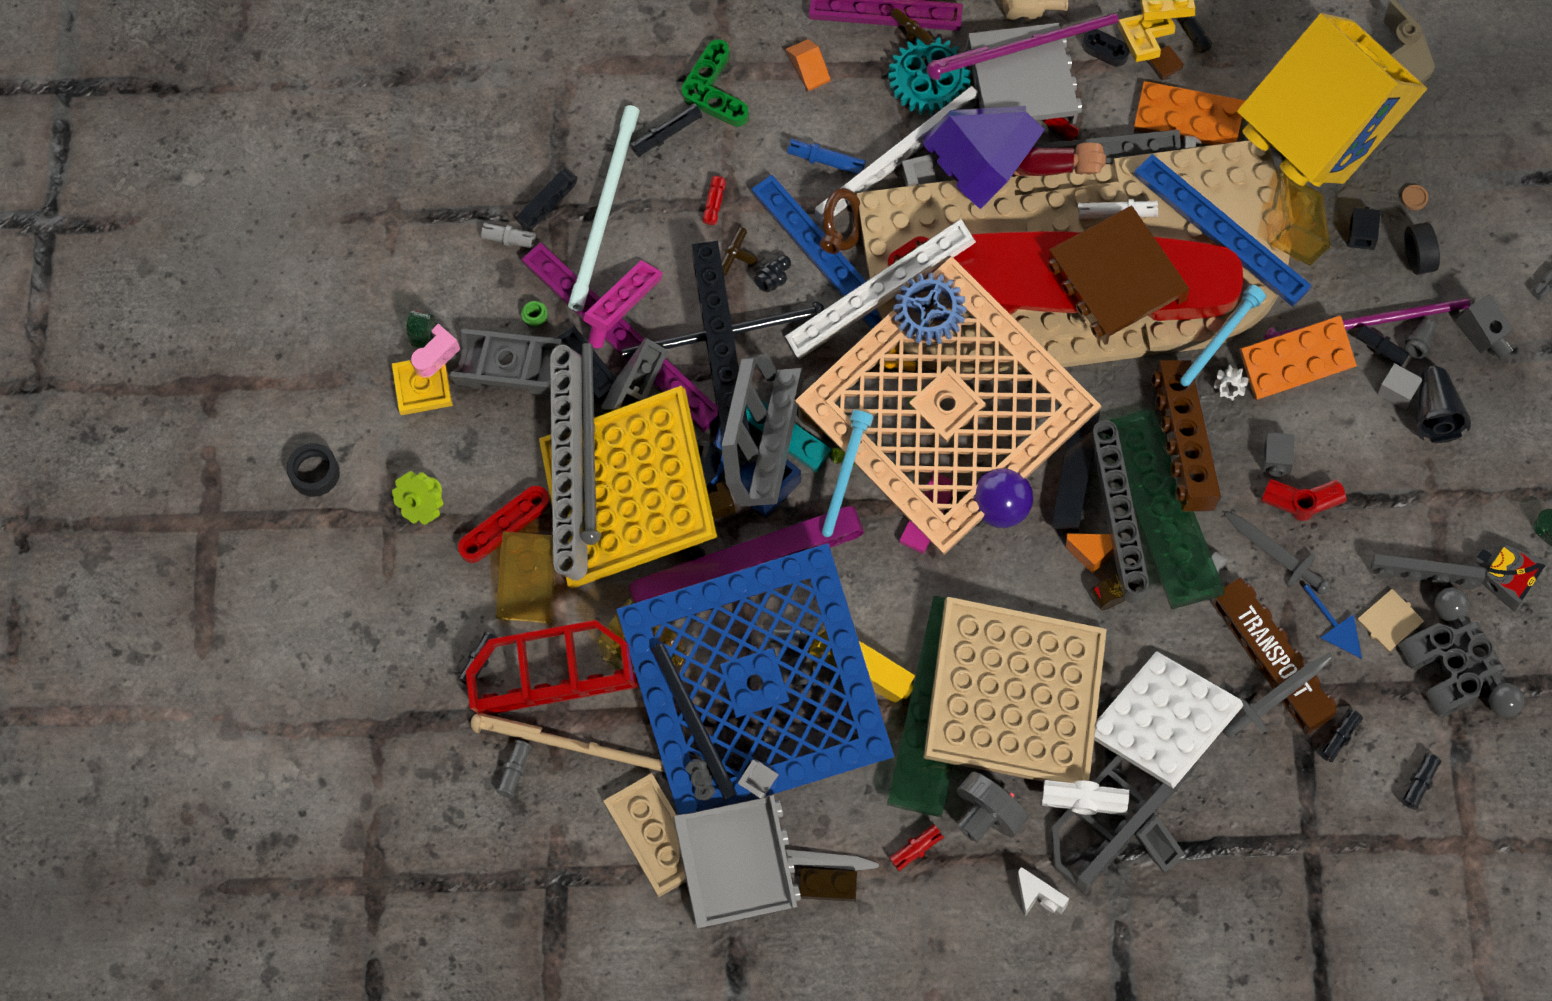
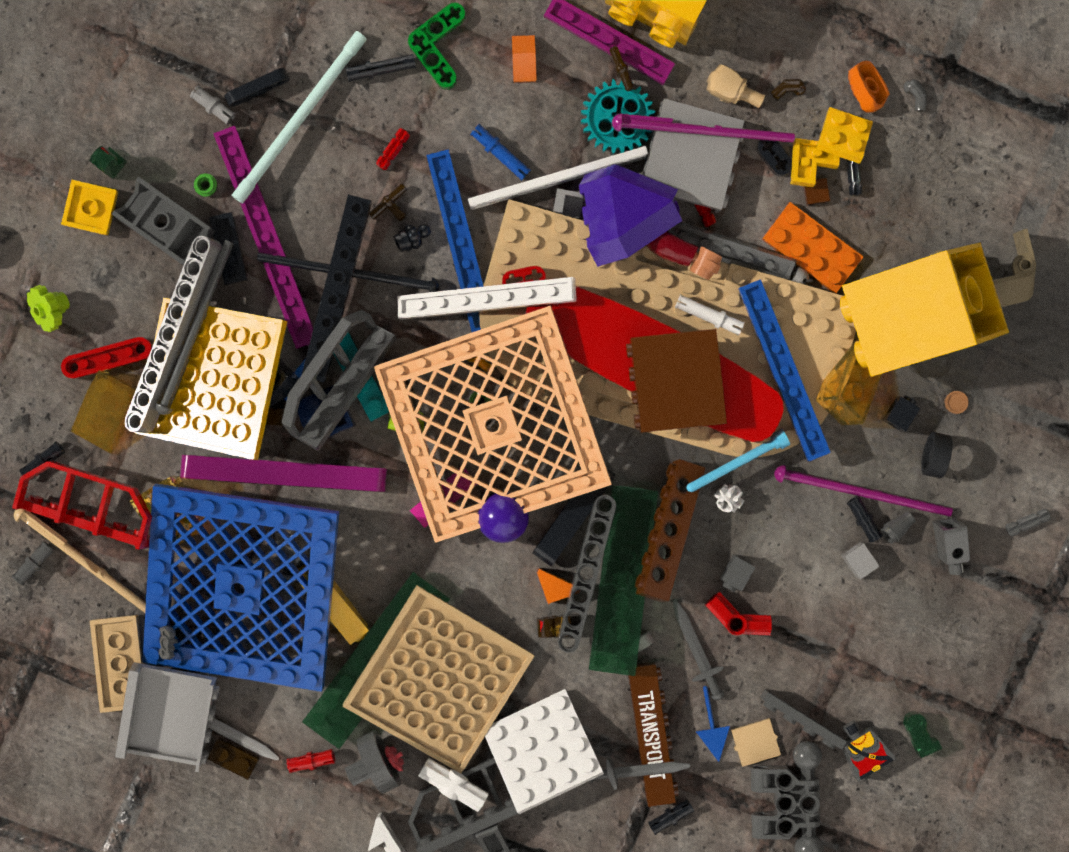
camera: 15 degrees right, 20 degrees up
(436, 353) = (107, 189): bright pink leg -> none
(620, 300) = (277, 208): dark pink piece -> none
(636, 377) = (256, 287): dark grey slope -> none
(694, 721) = (178, 598): black piece -> none
(758, 778) = (208, 665): light grey panel -> none
(832, 240) = (468, 236): reddish brown piece -> none
(860, 422) = (415, 411): medium azure piece -> none
(938, 313) = (518, 353): medium blue gear -> none
(1297, 357) = (792, 500): orange plate -> none
(1440, 408) = (882, 591): black cone -> none

